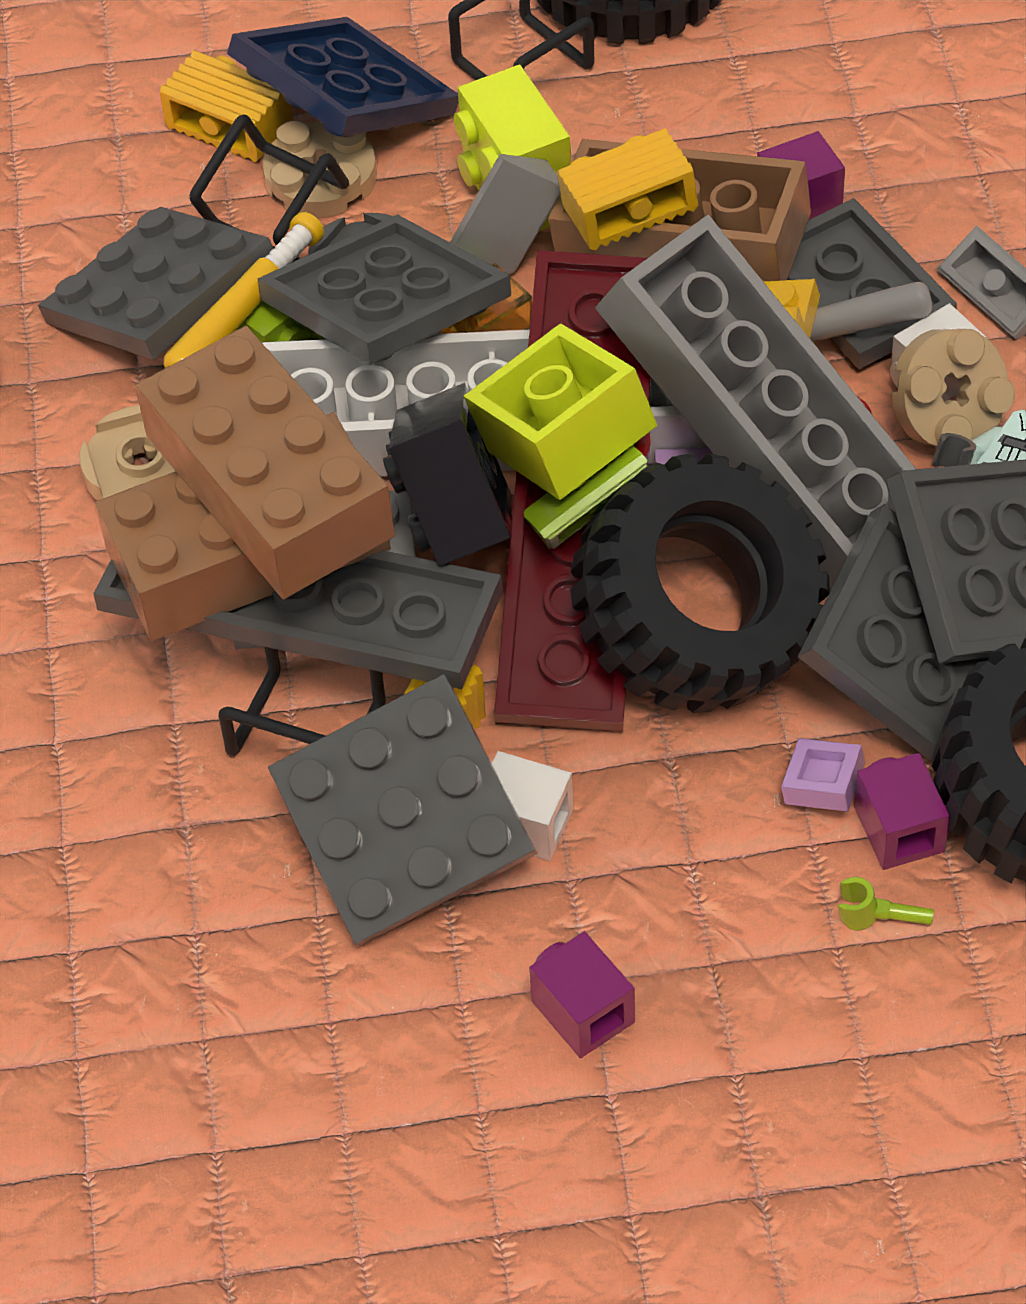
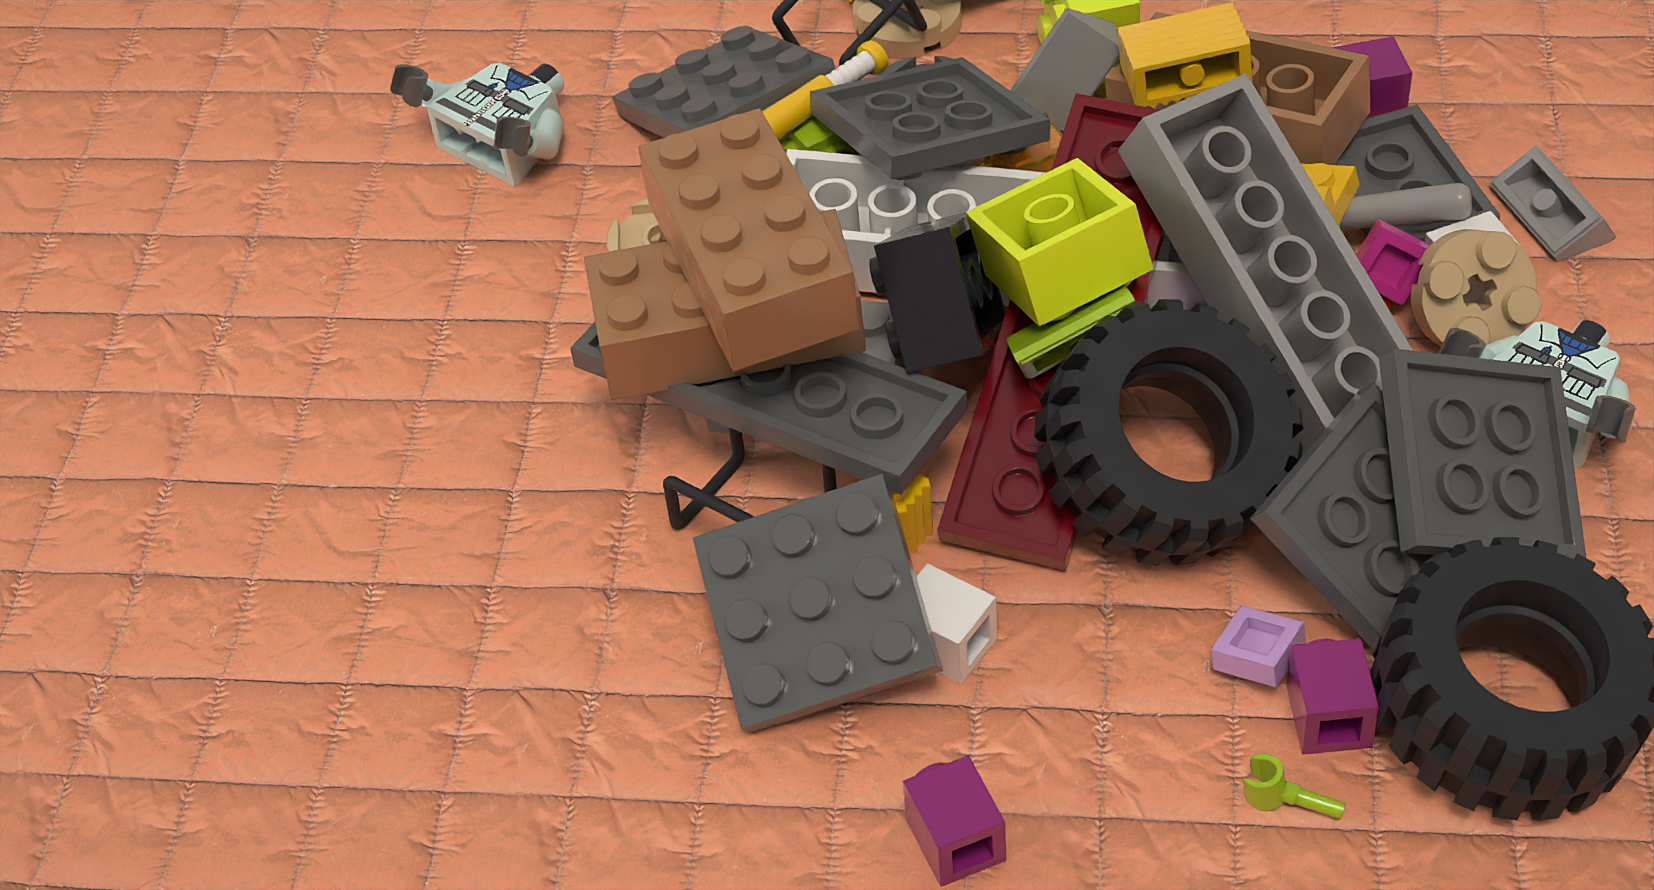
camera: 15 degrees right, 5 degrees down
(868, 368) = (1392, 260): none -> dark pink tile

